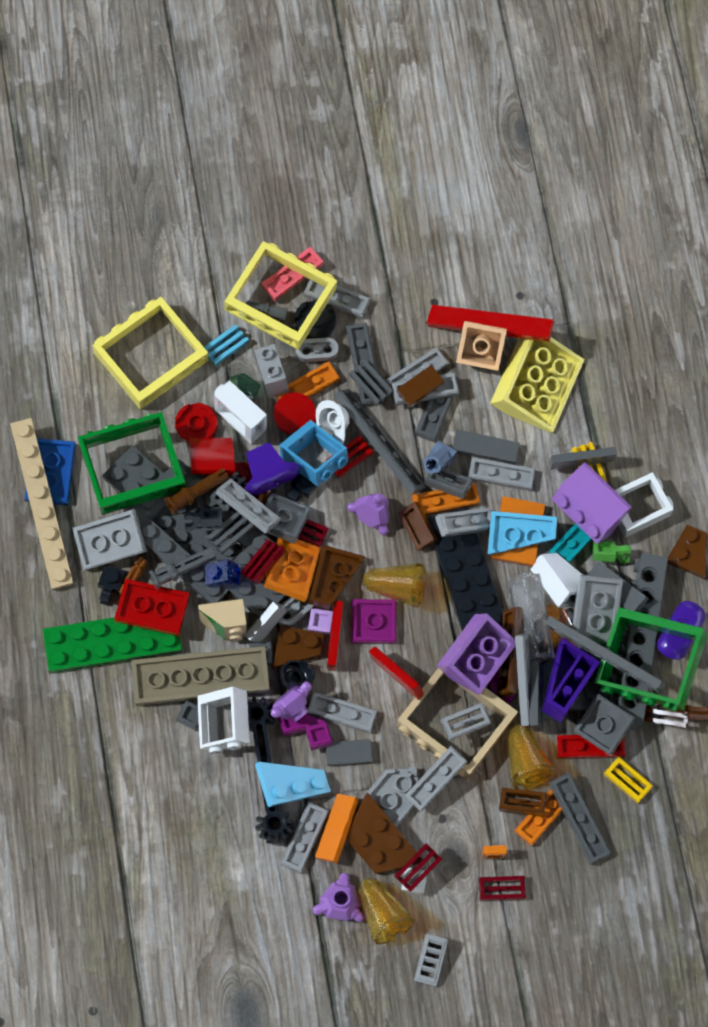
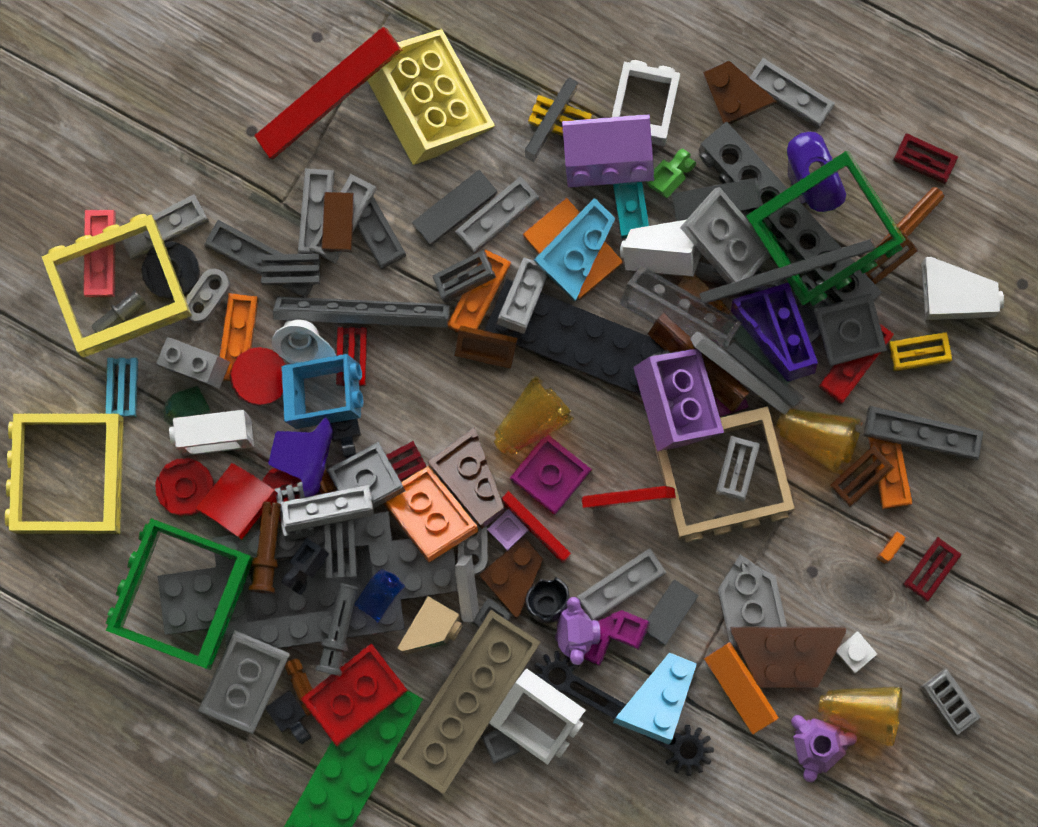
camera: 40 degrees left, 10 degrees up
(41, 504) = (143, 722): tan plate -> none
(58, 465) = (112, 684): blue tile -> none
(261, 559) = (397, 542): dark red tile -> none
(304, 837) = (723, 728): light grey tile -> none
(372, 511) = (432, 381): medium lavender rock -> none
(404, 881) = (862, 642): dark red tile -> none
(436, 778) = (772, 546): light grey tile -> none
(439, 457) = (431, 265): sand blue piece -> none
(481, 345) = (346, 124): light nougat slope -> none
(682, 773) = (957, 292): none -> white slope

